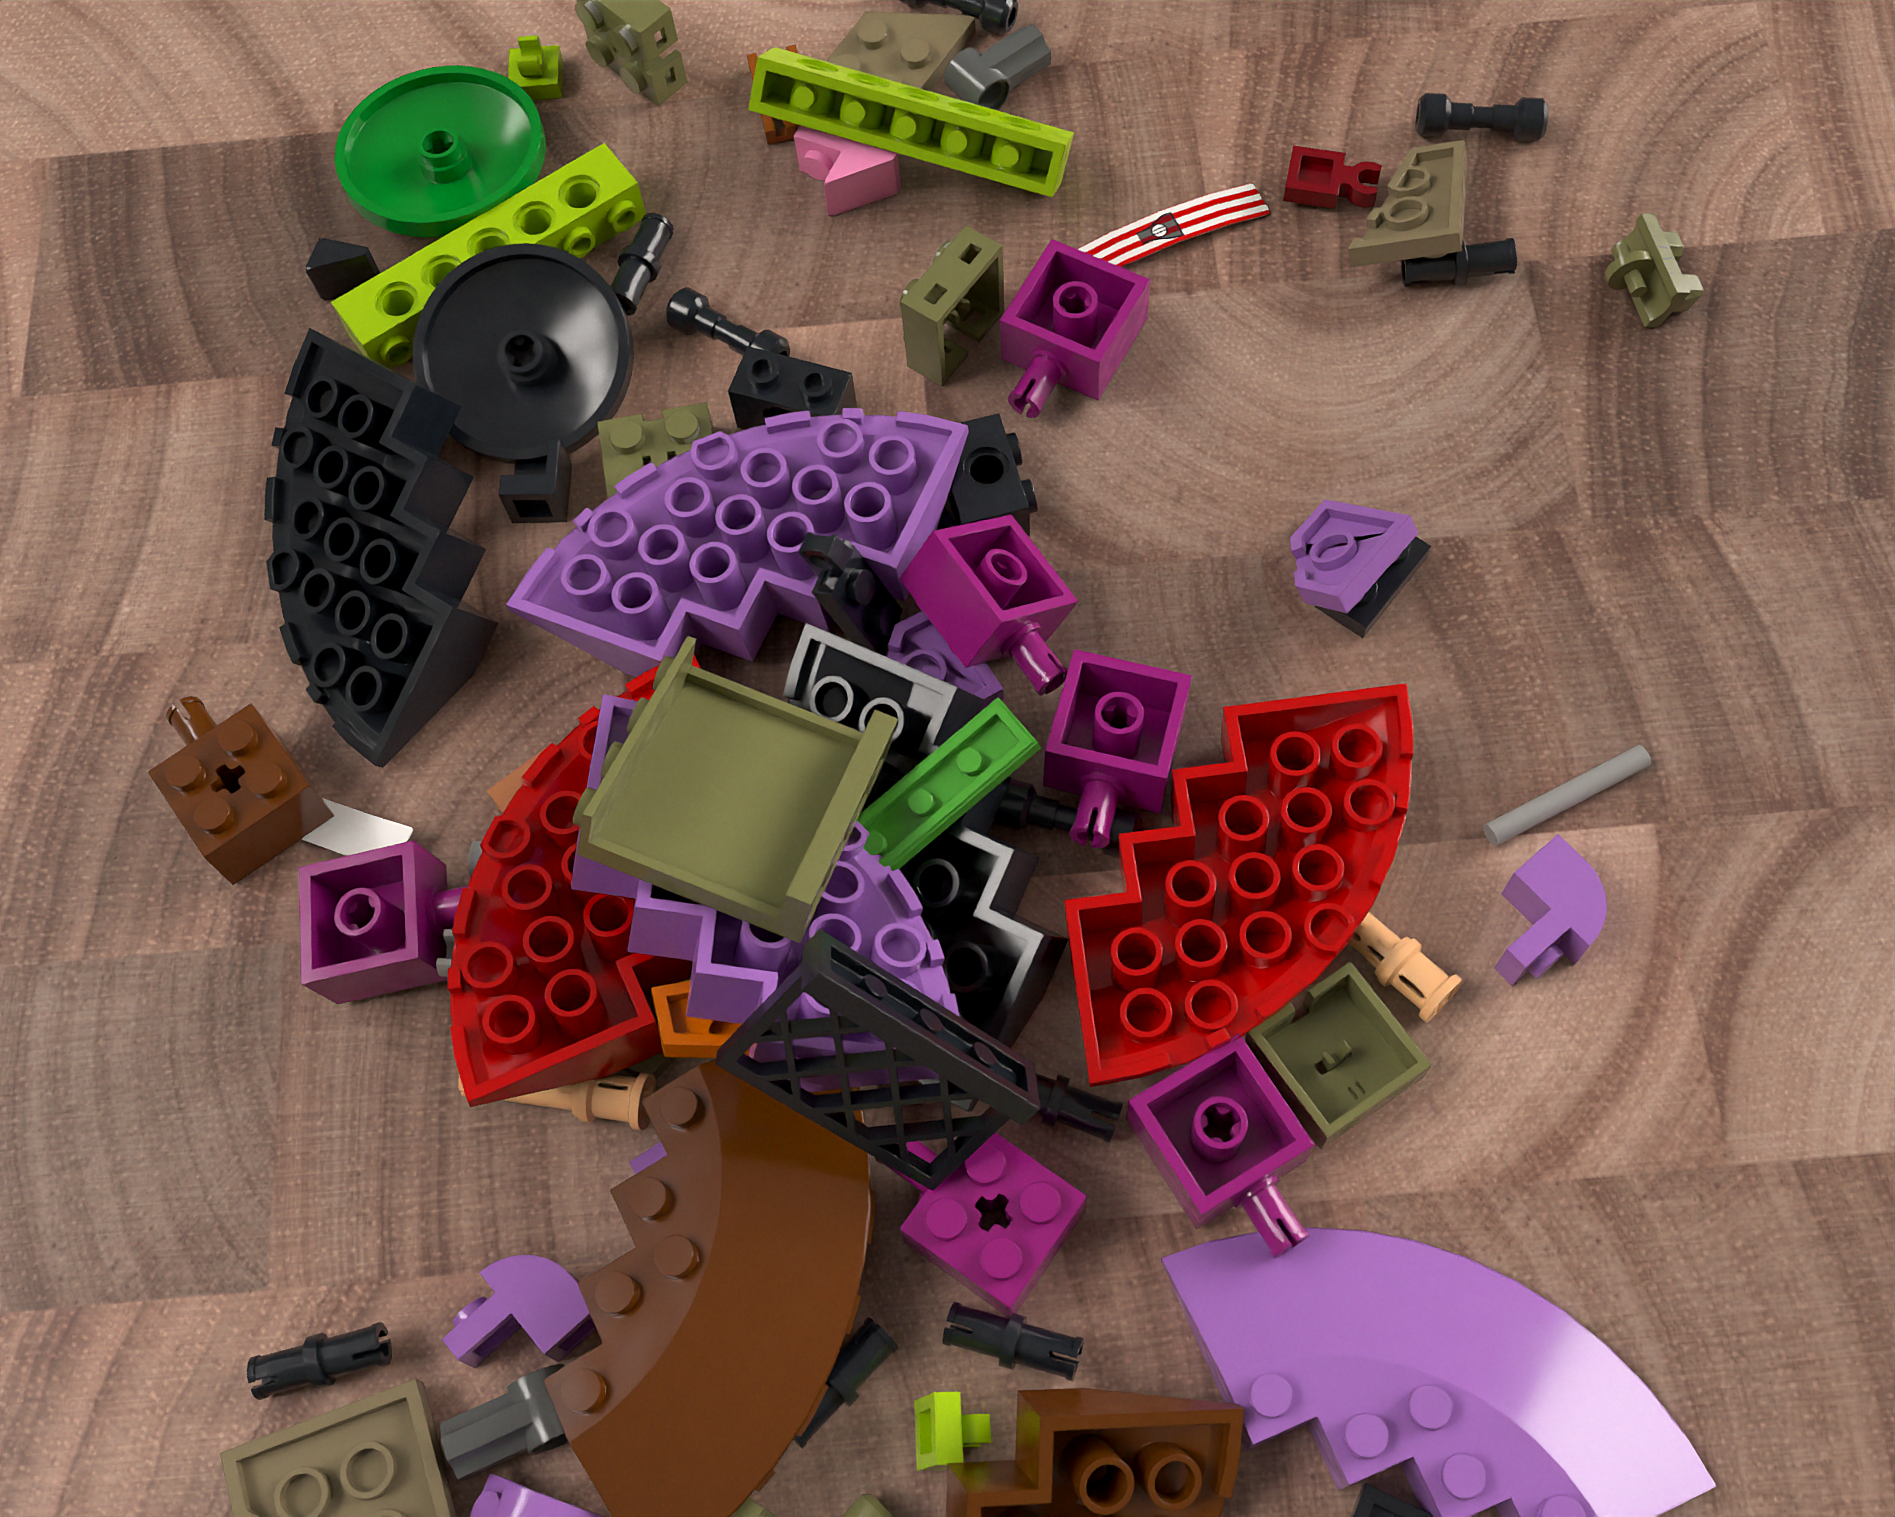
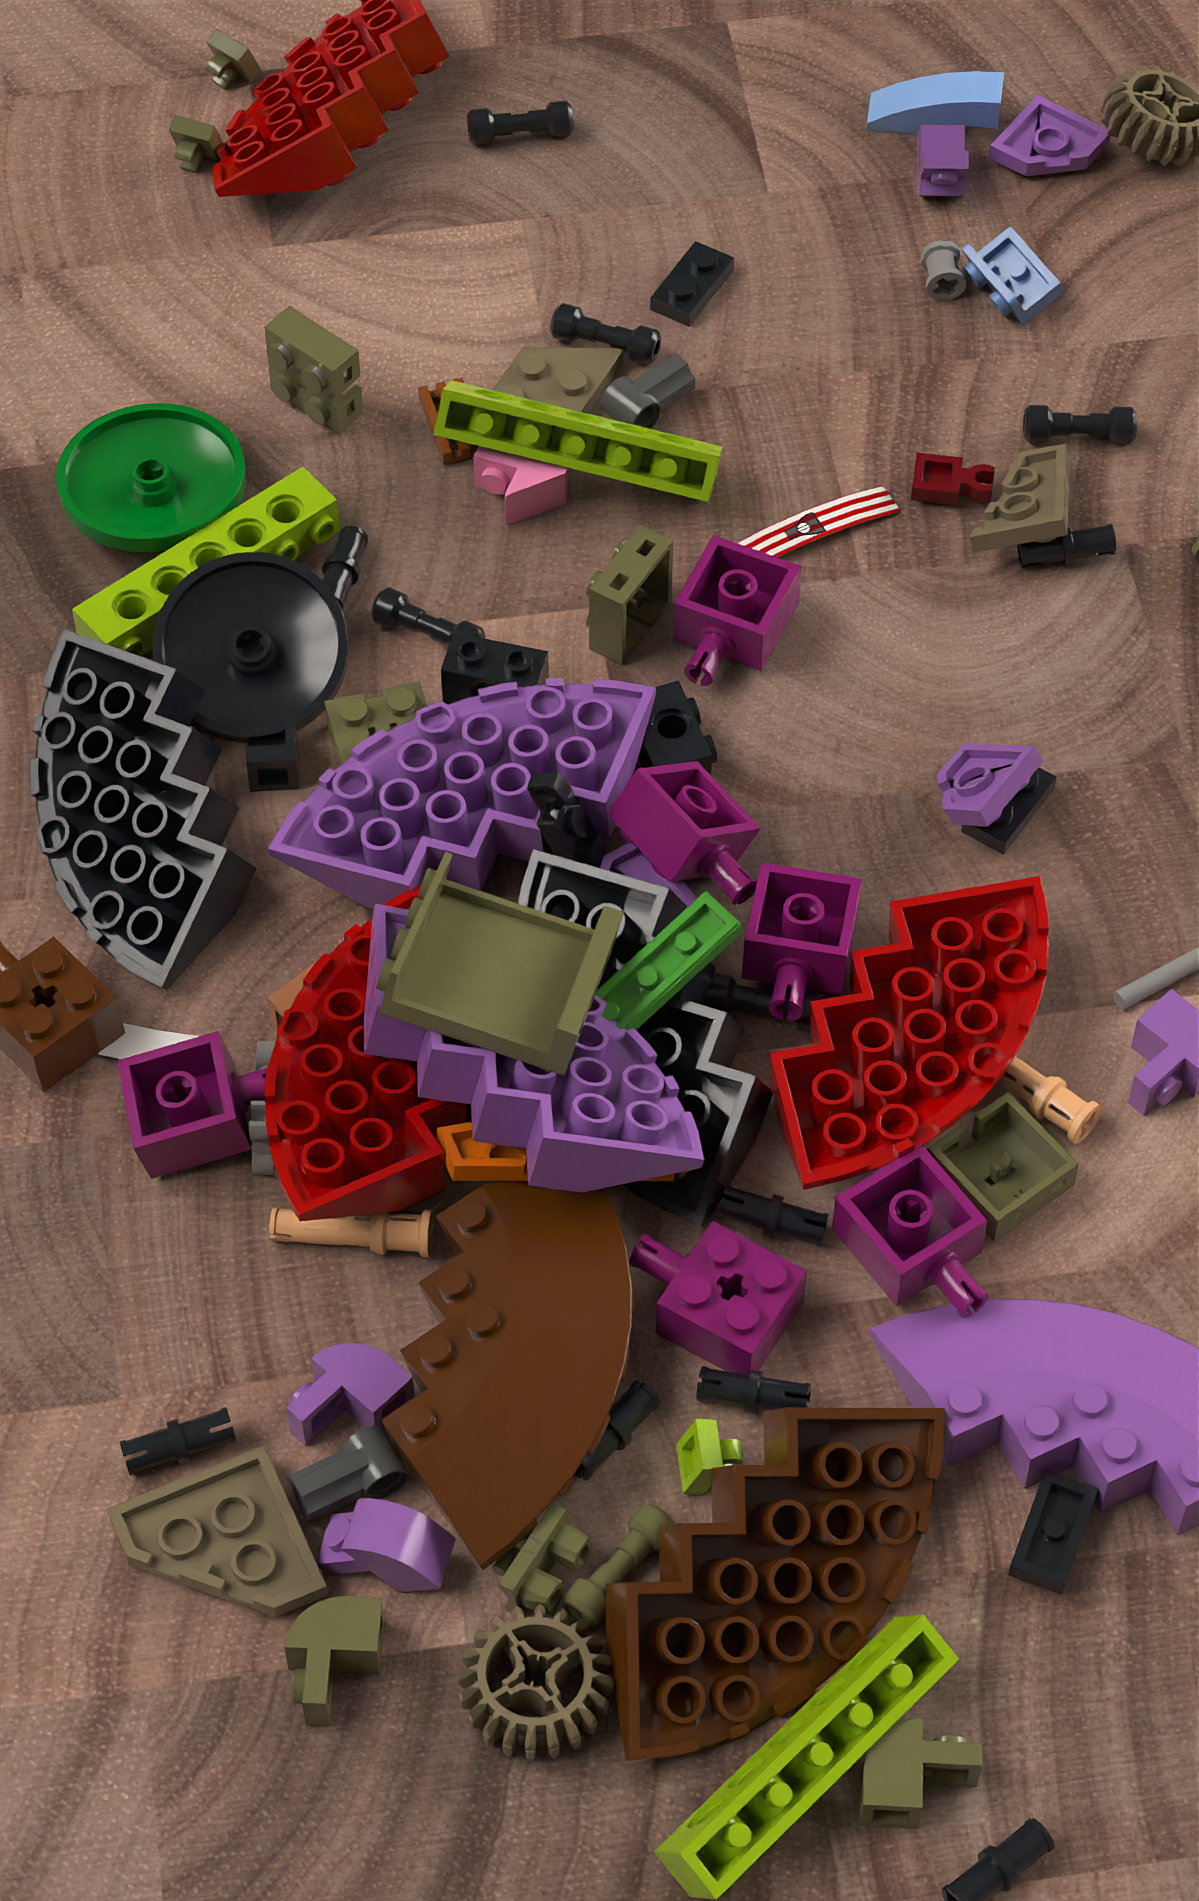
camera: 10 degrees left, 10 degrees down
(339, 267) = (71, 581): black slope -> none
(537, 68) = (225, 402): lime tile -> none
(922, 1031) = (669, 1122): black fence -> none

